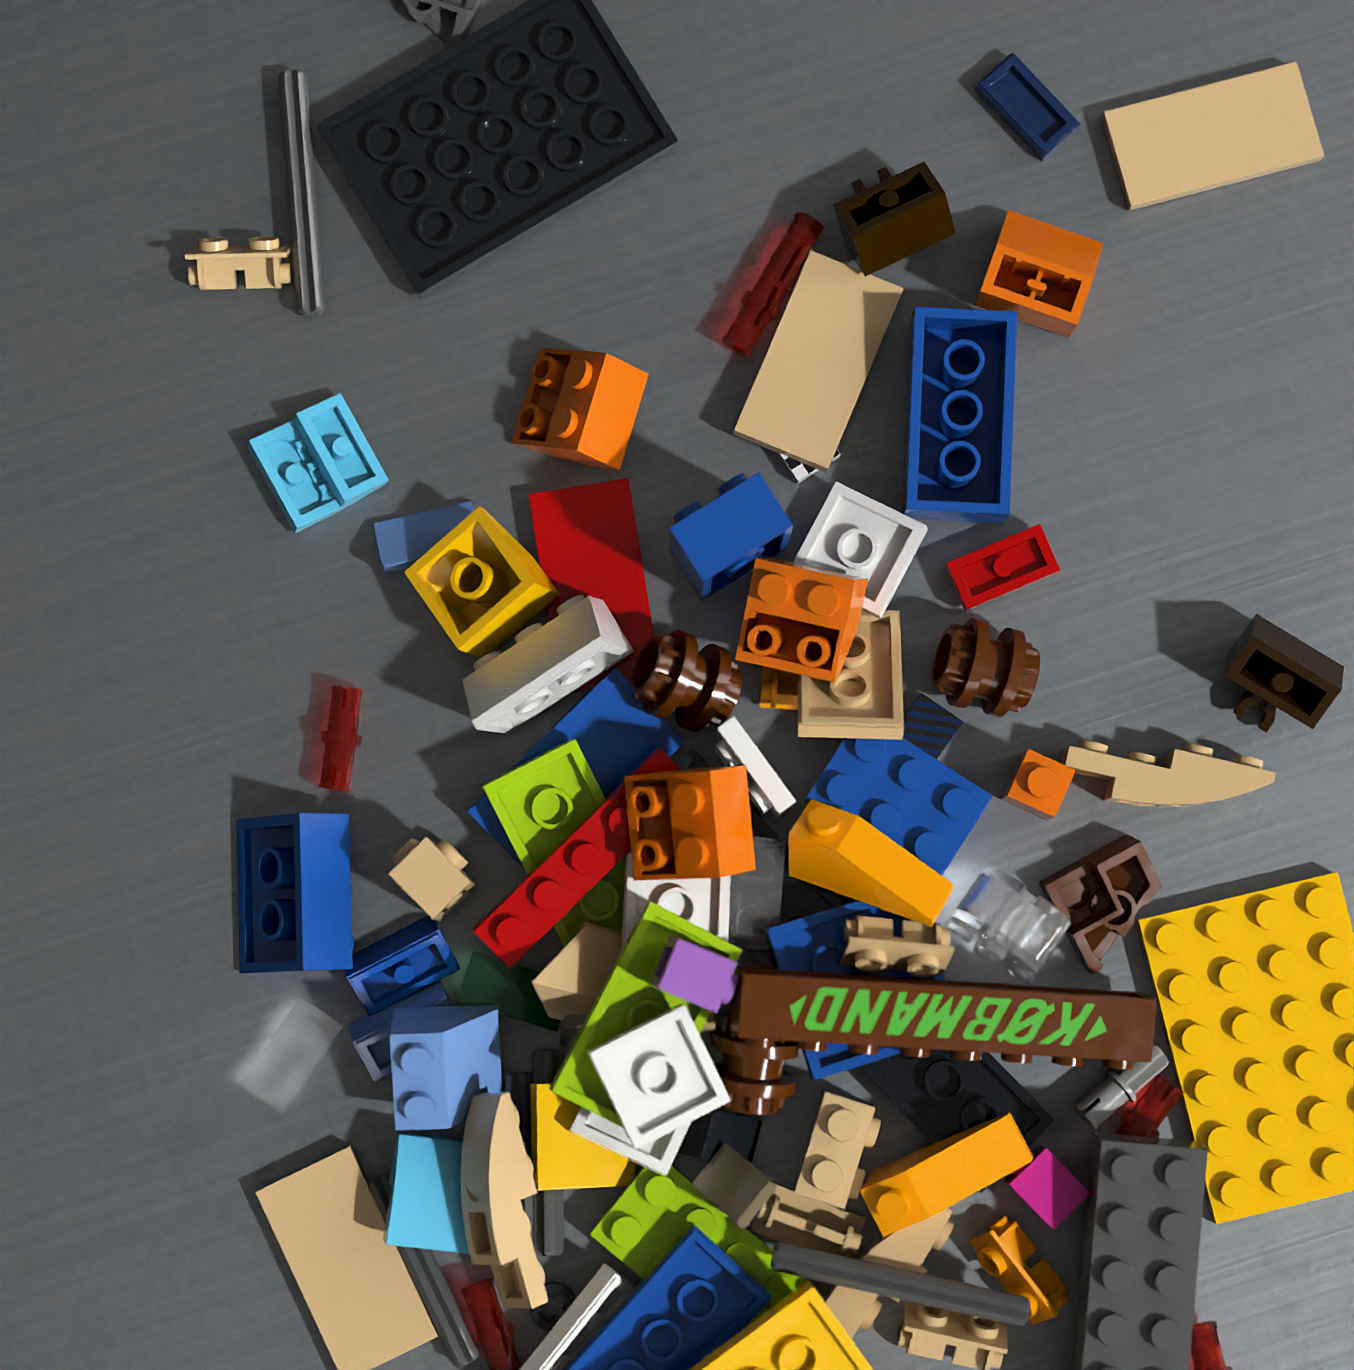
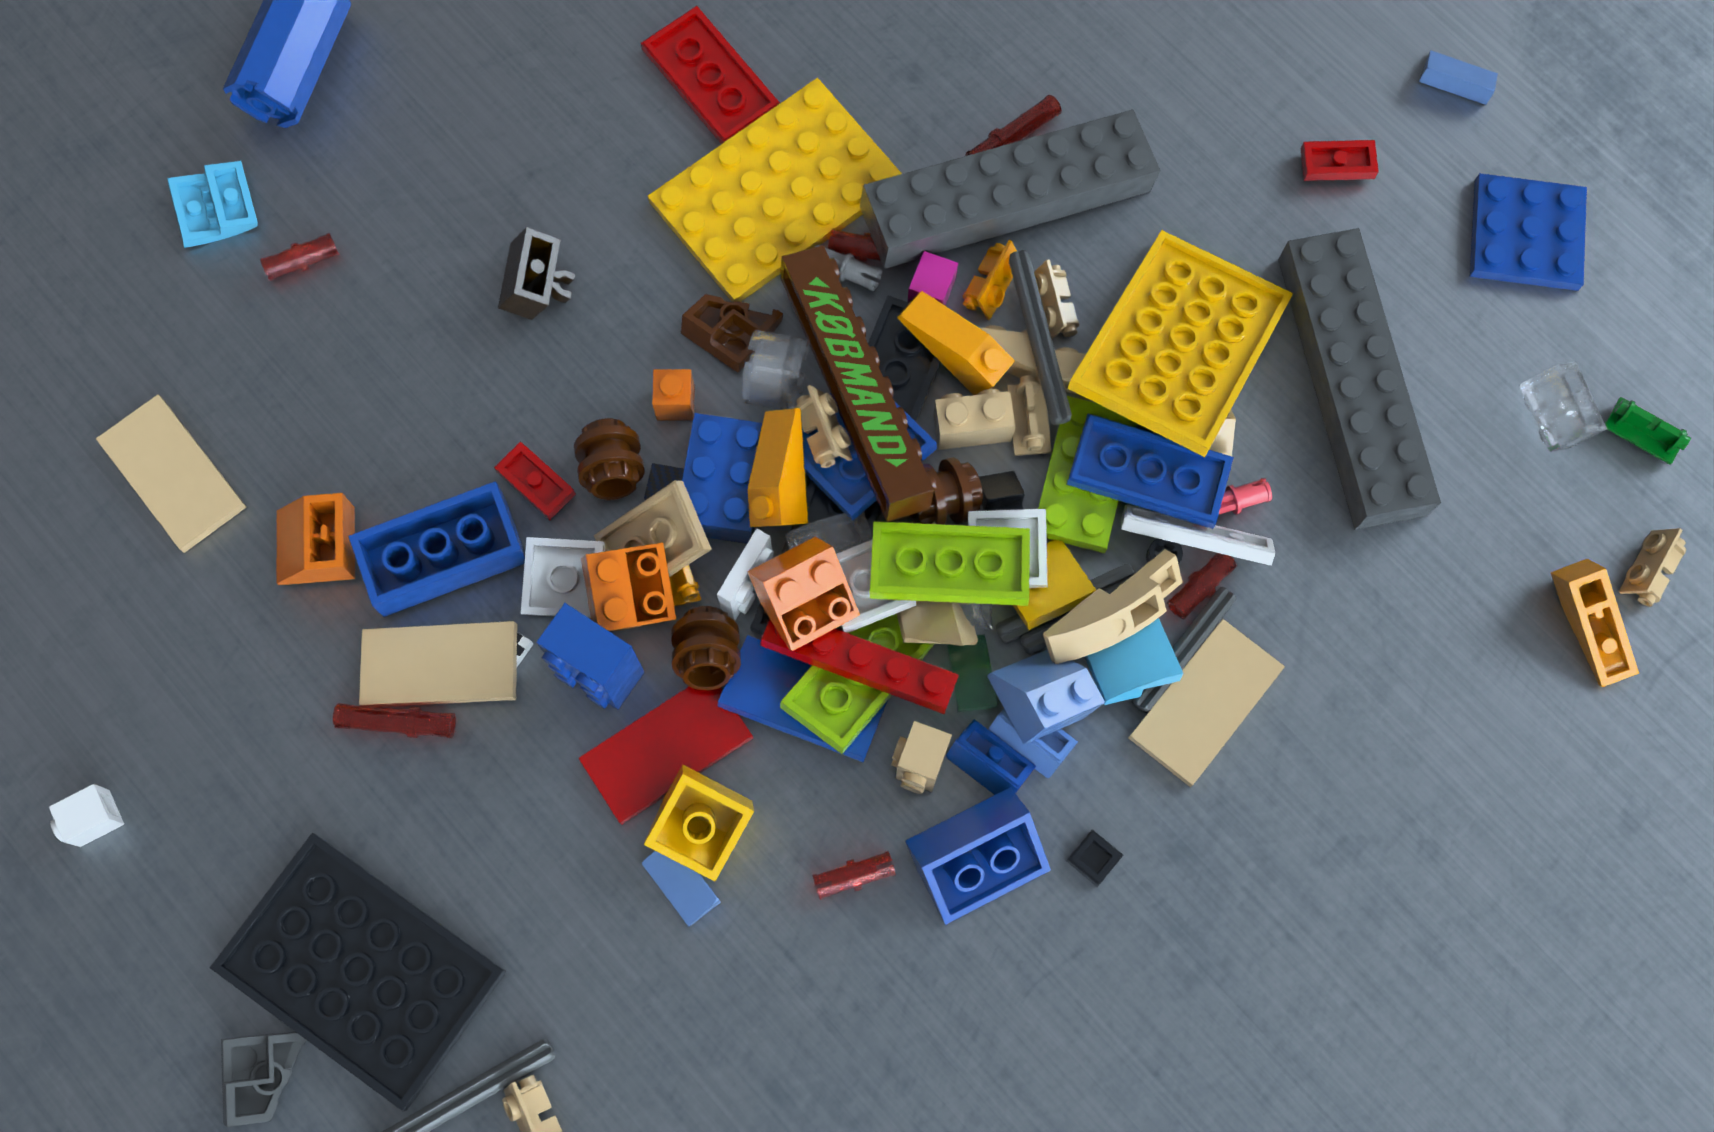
camera: 115 degrees left, 10 degrees down
(228, 1032) = (1094, 858): none -> black tile
(290, 1056) = (1089, 805): clear slope -> none
(317, 463) = (661, 989): medium azure slope -> none
(544, 665) = (737, 750): white slope -> none
(580, 407) = (540, 814): orange slope -> none
(658, 1076) = (984, 533): white plate -> none
(695, 974) = (906, 538): medium lavender brick -> none
(735, 1185) = (1030, 461): dark tan slope -> none
(894, 217) = (311, 654): dark brown brick -> none
(1027, 106) = (195, 604): dark blue tile -> none
(1186, 779) = (632, 316): tan slope -> none

